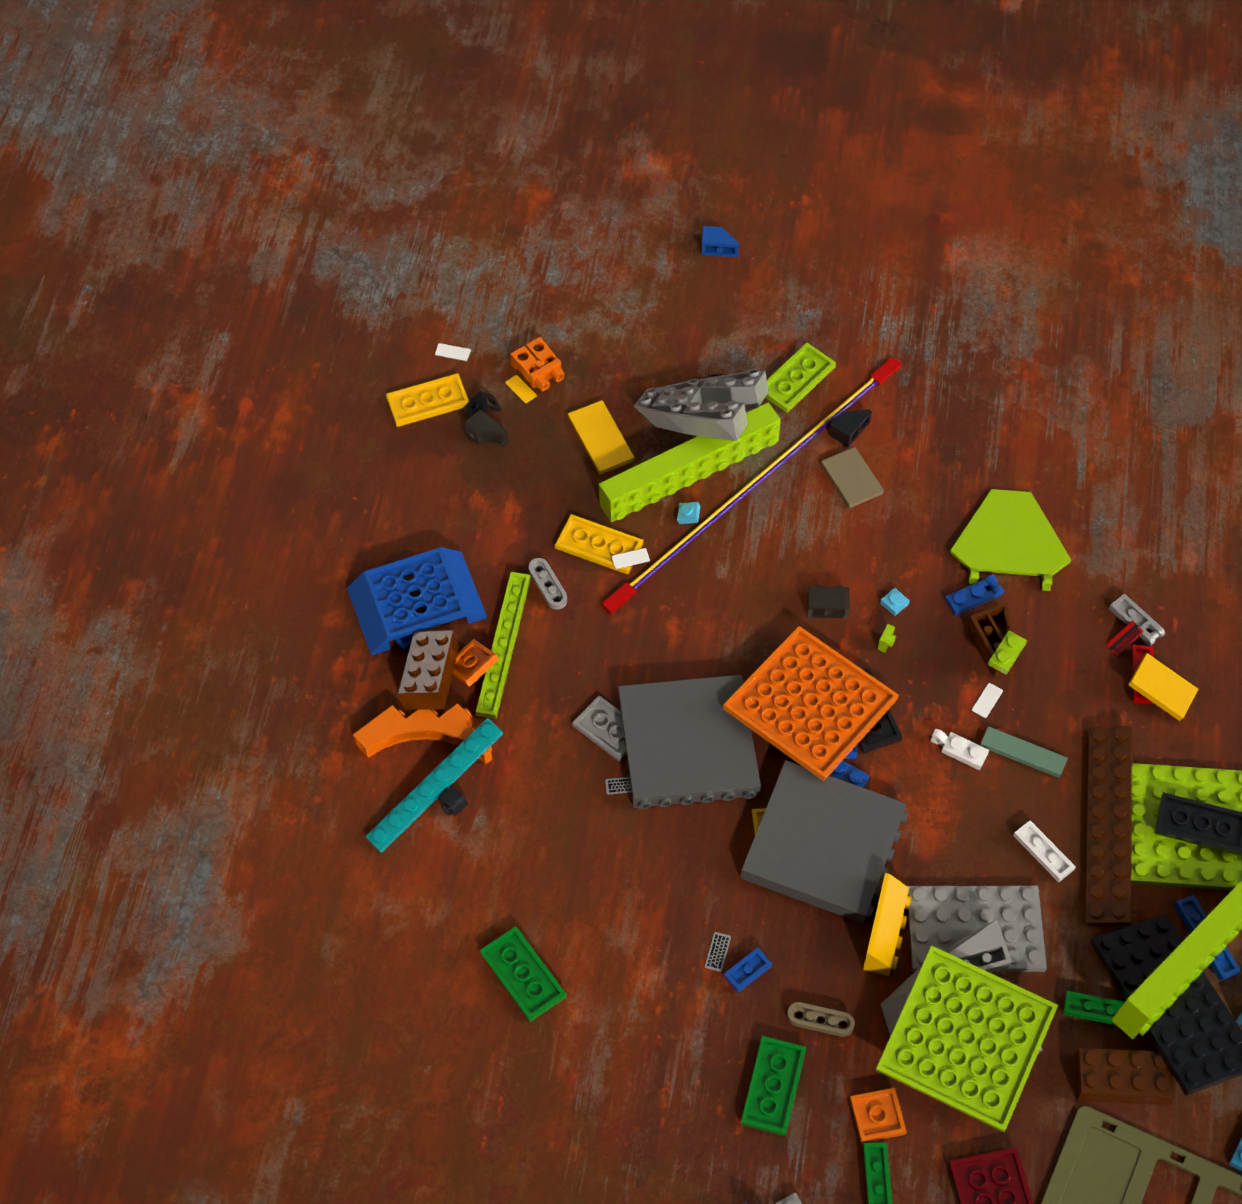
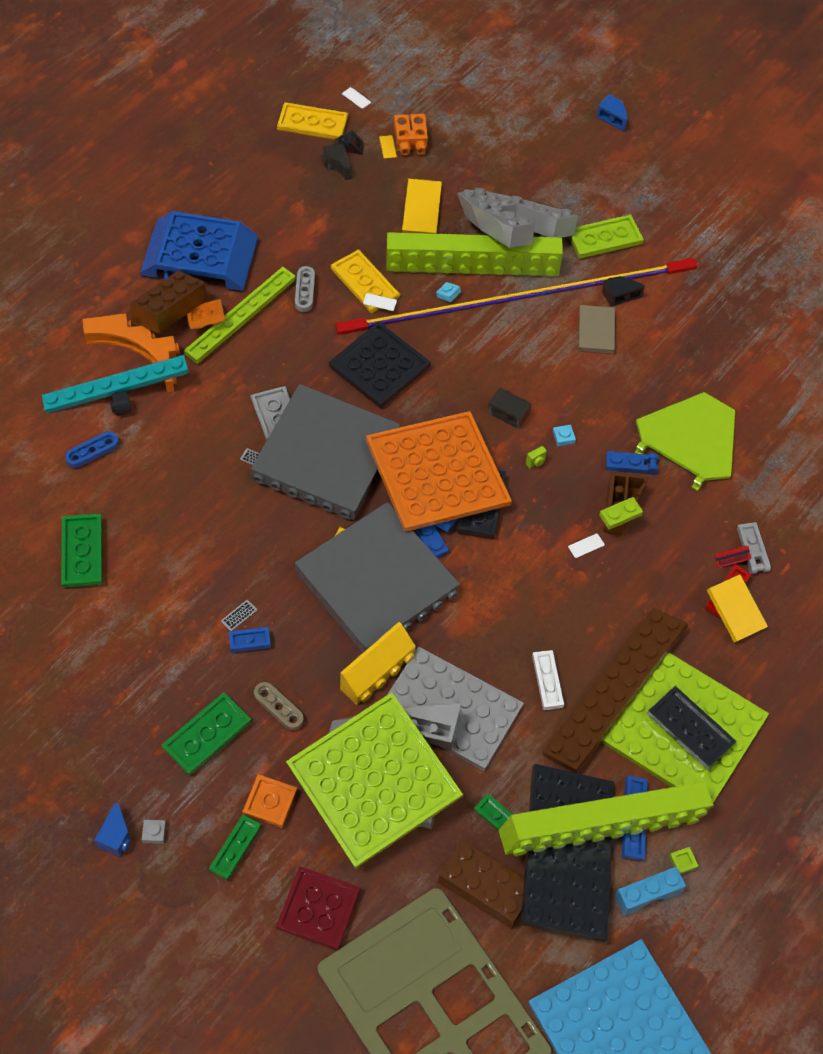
camera: 25 degrees right, 0 degrees up
(458, 857) = (96, 444): none -> blue plate
(675, 623) = (379, 364): none -> black plate
(960, 748) = (537, 569): white plate -> none
(1024, 752) = (586, 598): sand green tile -> none

